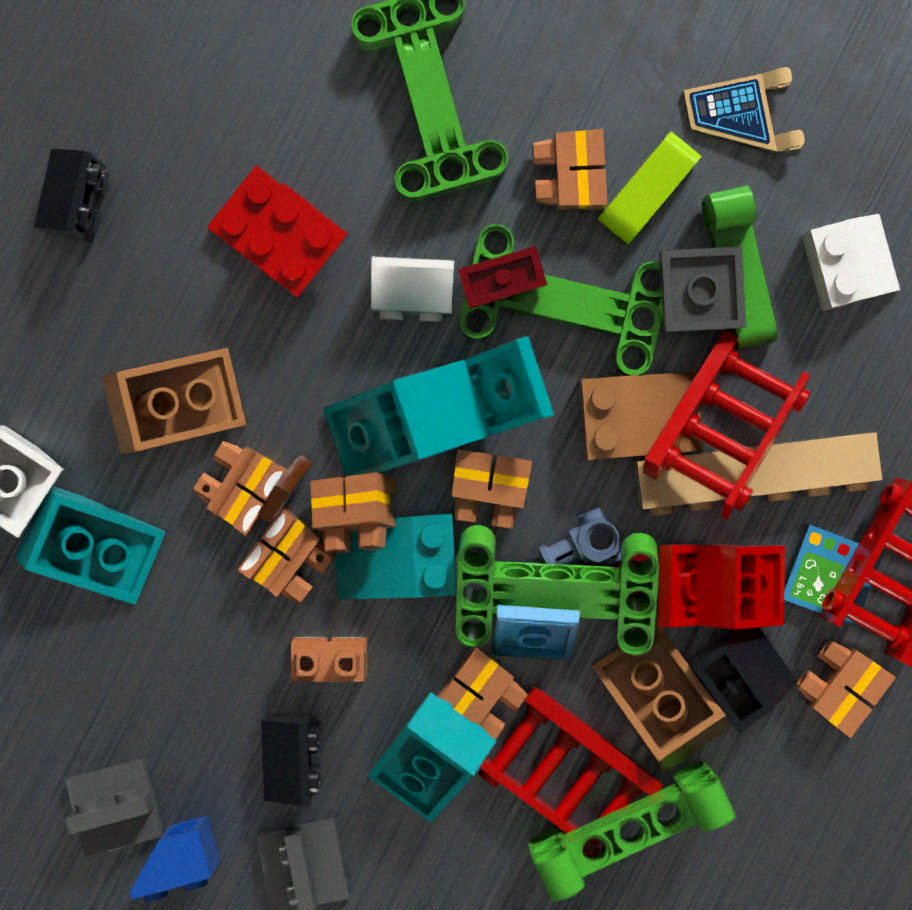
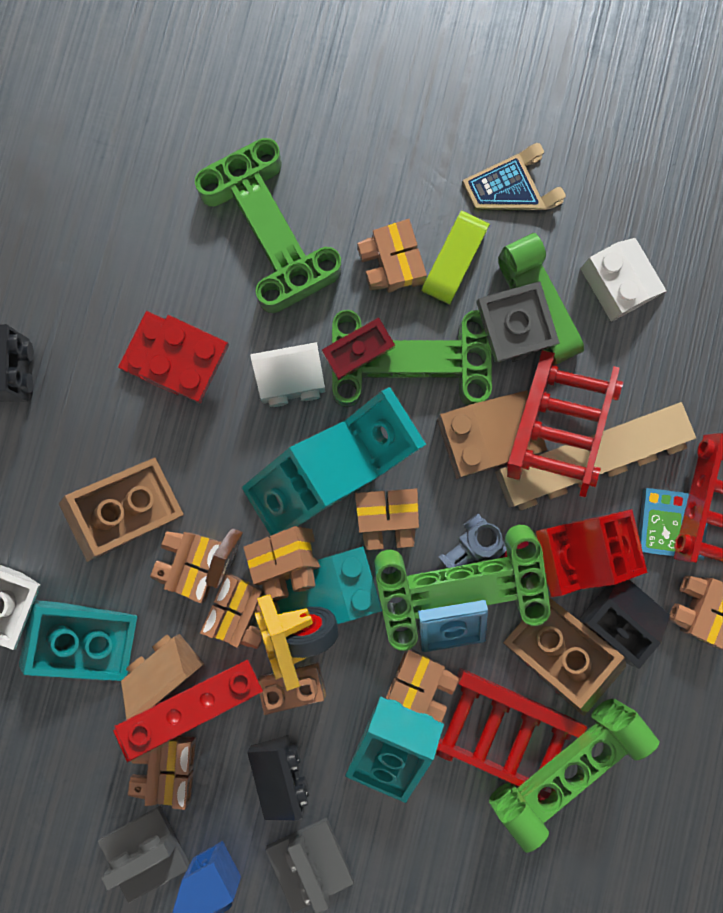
camera: 20 degrees left, 5 degrees down
(164, 719) = (168, 774): none -> nougat hips
(179, 606) = (159, 674): none -> medium nougat slope
(204, 655) = (186, 710): none -> red fence
(346, 600) = (294, 636): none -> plate

